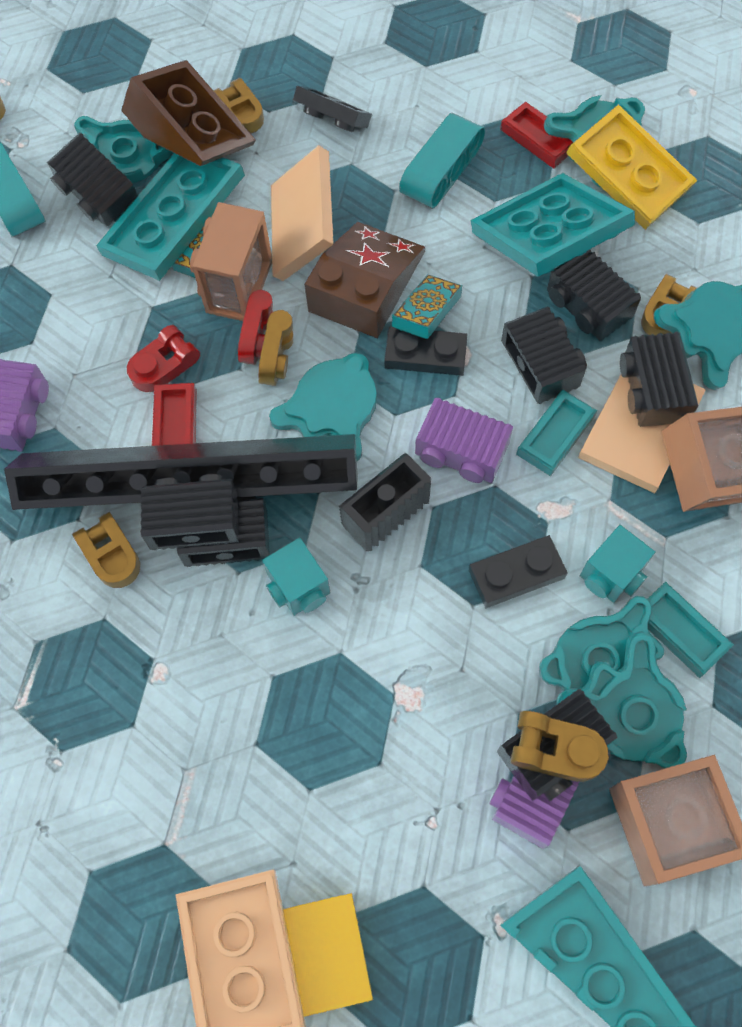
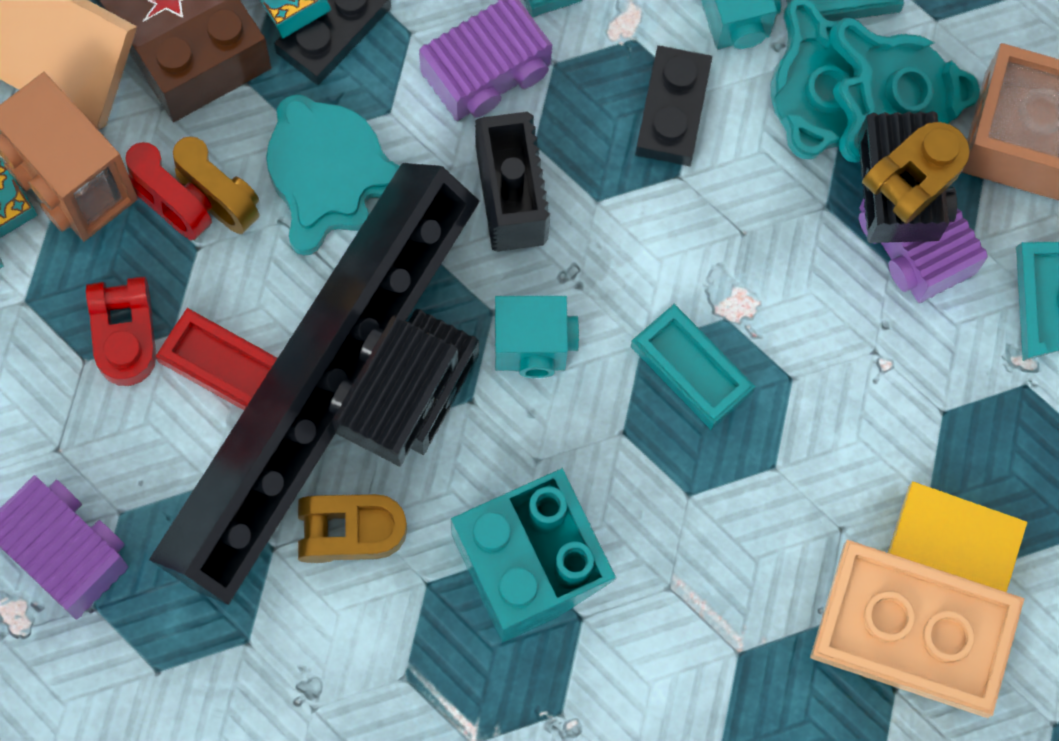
camera: 65 degrees left, 5 degrees up
(140, 662) = (531, 554): none -> teal slope
(343, 692) = (692, 366): none -> teal tile

